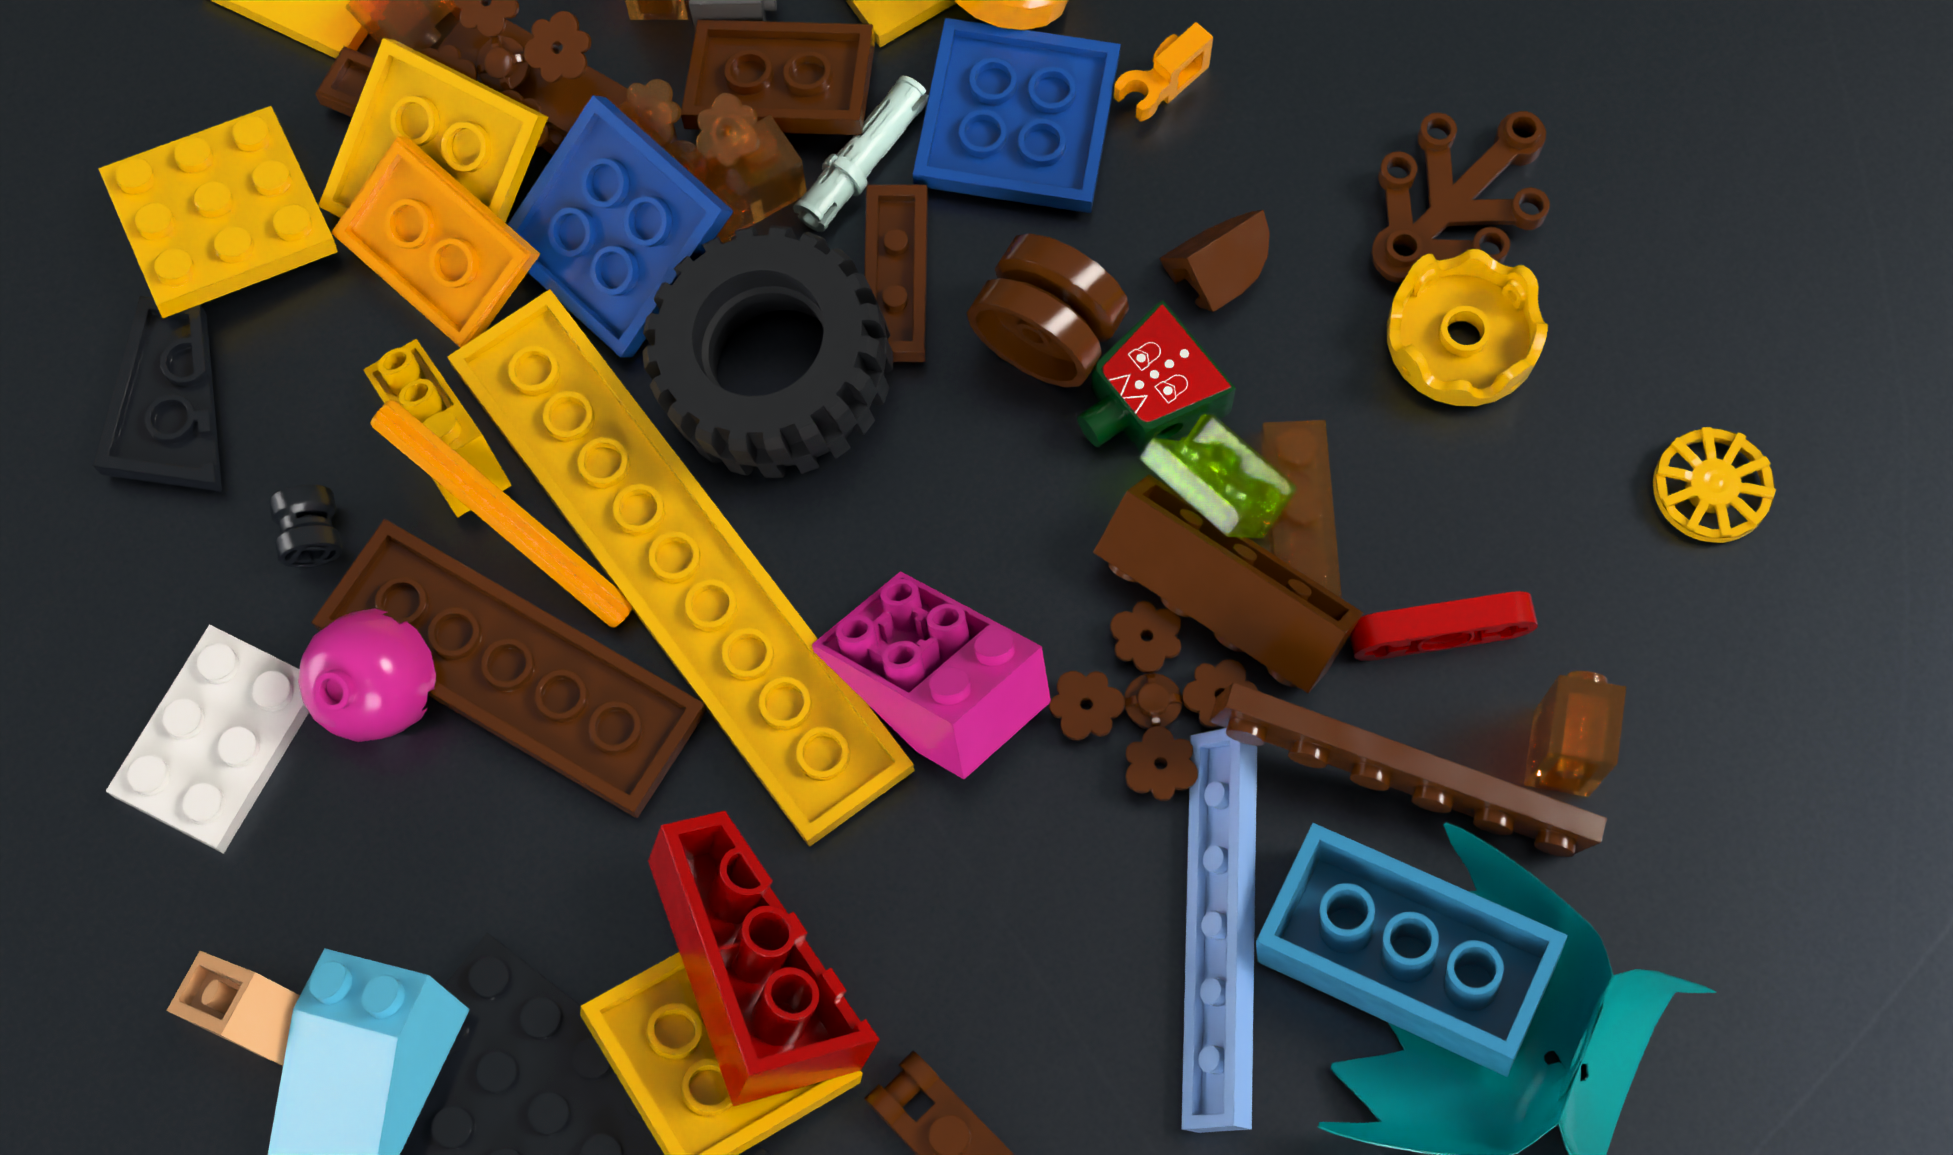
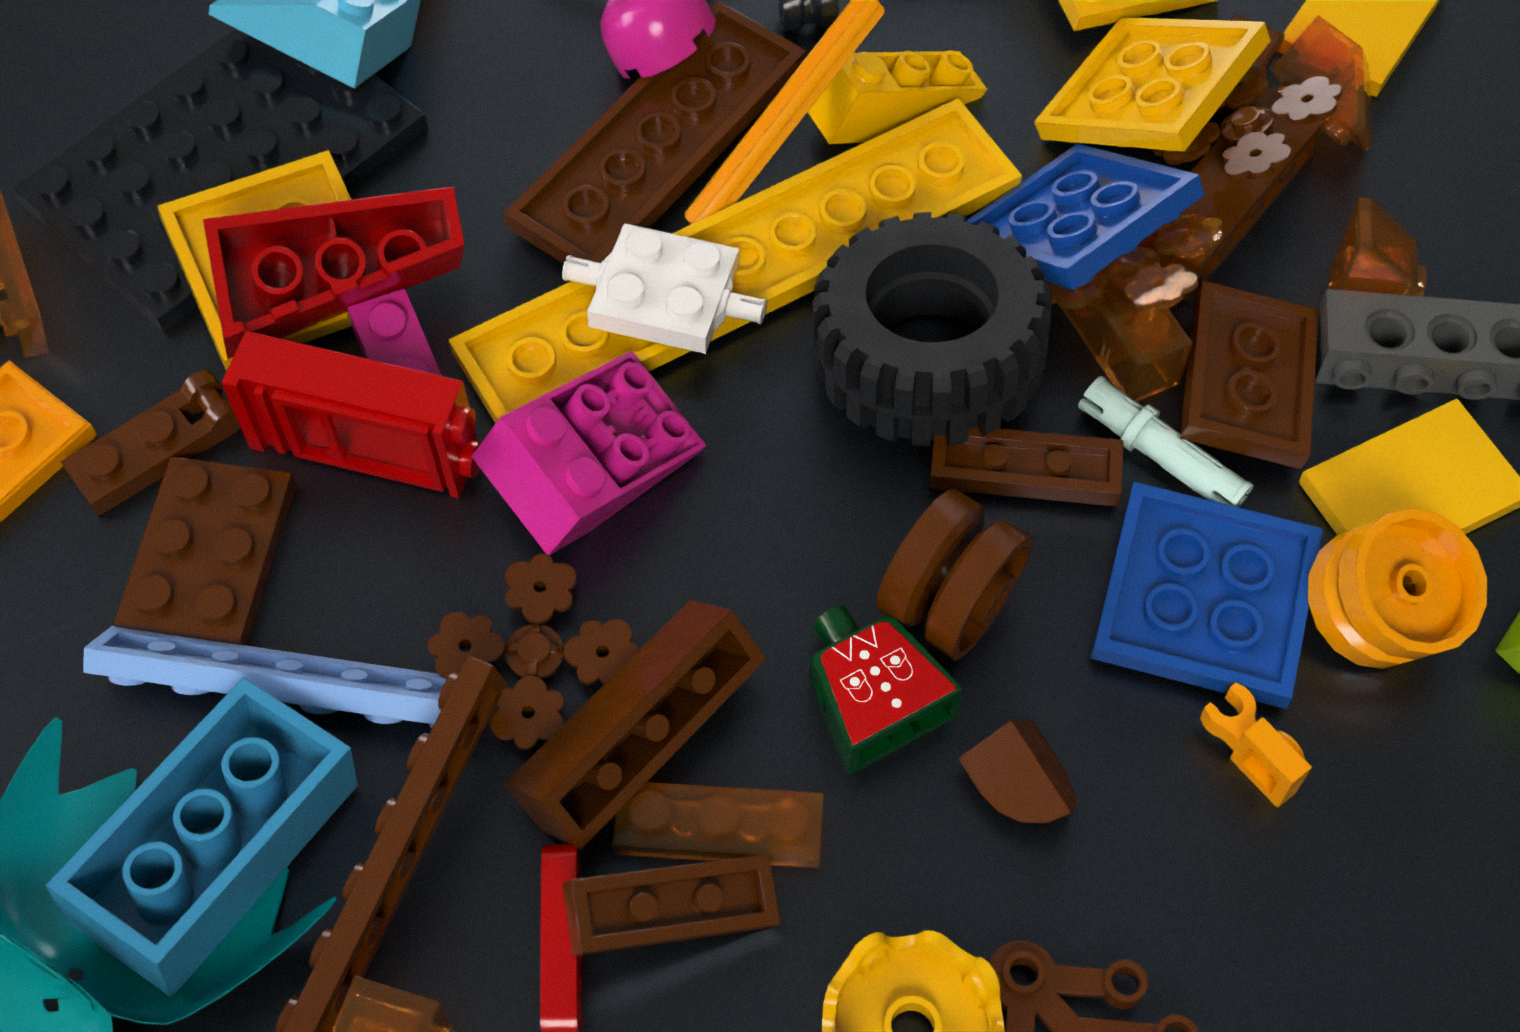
camera: 95 degrees right, 10 degrees down
(435, 242) = (1071, 87): light orange tile -> none
(733, 620) = (664, 288): none -> white plate
(838, 888) = (391, 332): none -> dark pink plate
(928, 905) = (353, 412): none -> red door
(1081, 1053) = (207, 551): none -> reddish brown plate
(1222, 478) = (750, 724): clear neon green bracket -> none
(1402, 528) = (670, 904): none -> reddish brown plate

